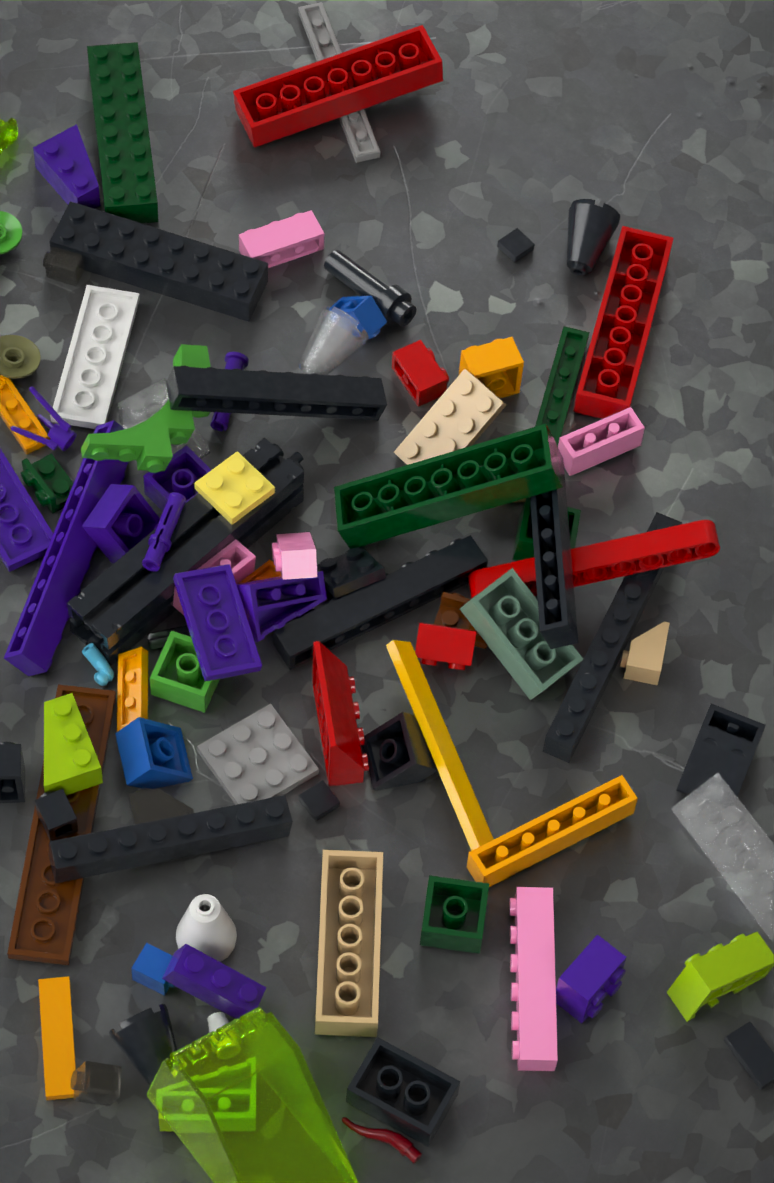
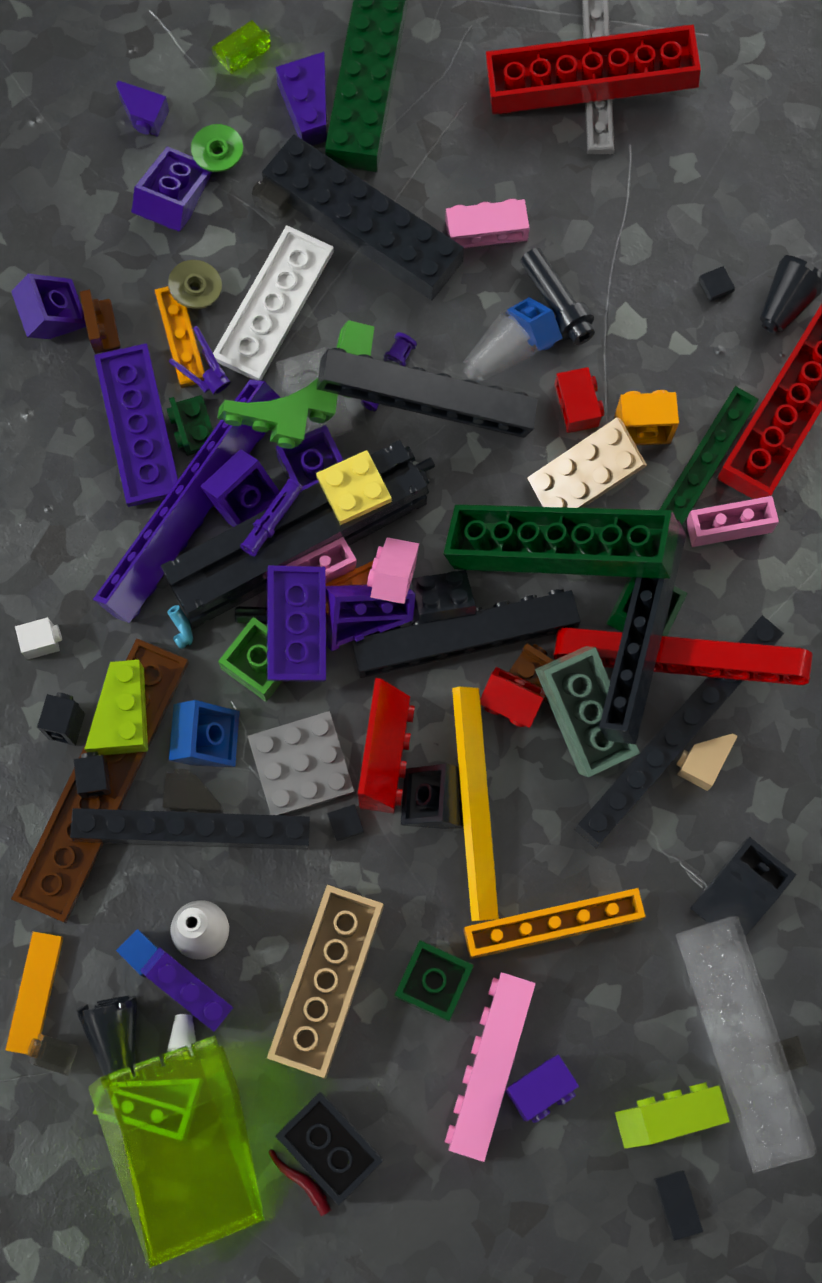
camera: 20 degrees right, 15 degrees up
(132, 686) = (204, 661): light orange plate -> none

